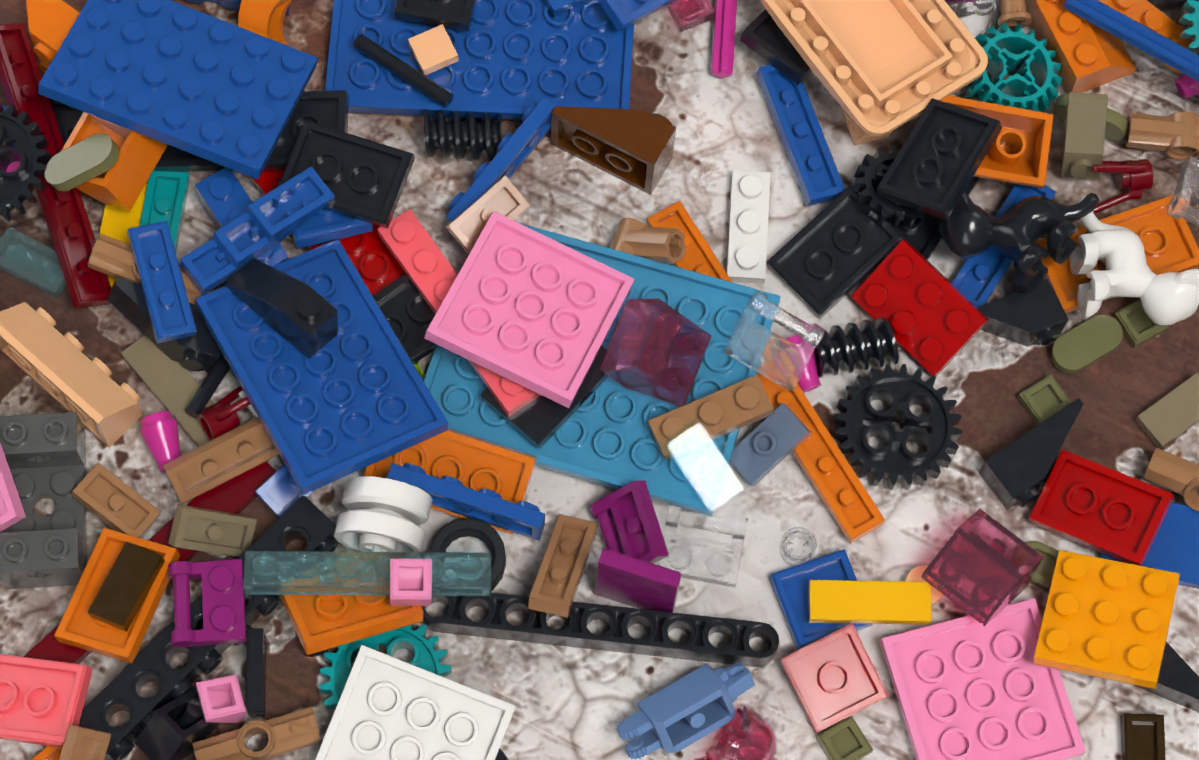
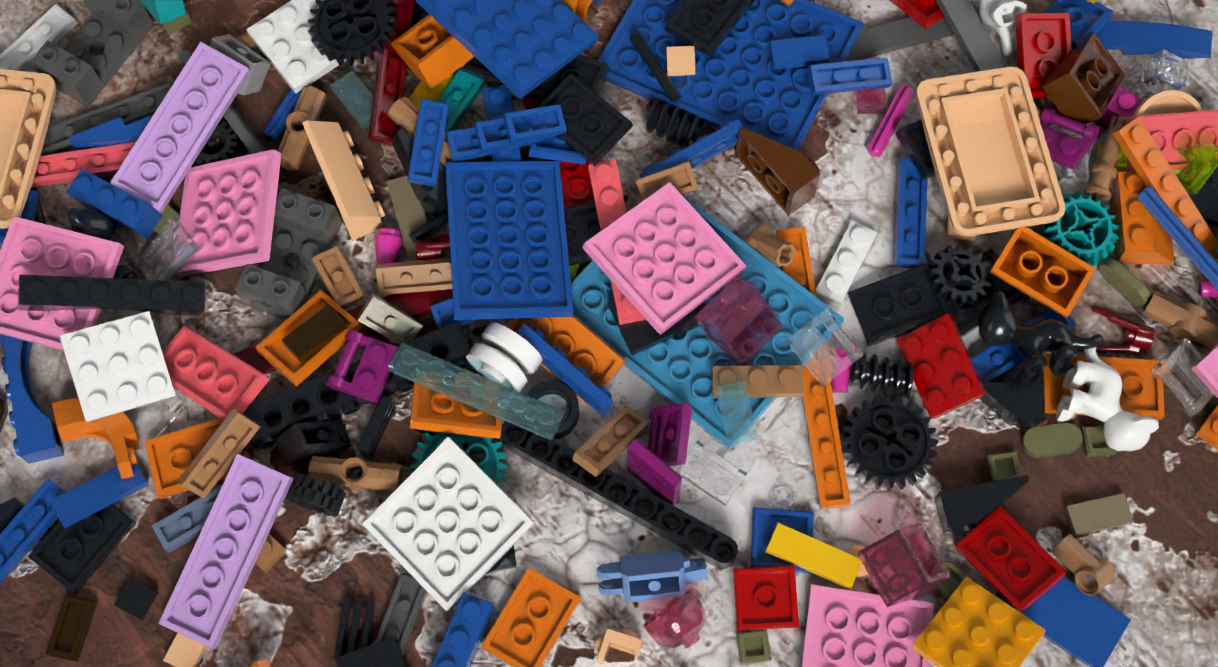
camera: 30 degrees right, 0 degrees up
(82, 162) = (411, 44): tile -> none
(221, 700) = (344, 435): bright pink slope -> none
(286, 305) = (501, 190): black slope -> none
(410, 582) = (499, 408): bright pink slope -> none
(769, 444) = (792, 417): sand blue plate -> none
(939, 159) = (997, 266): black tile -> none
(1083, 135) = (1113, 291): dark tan slope -> none

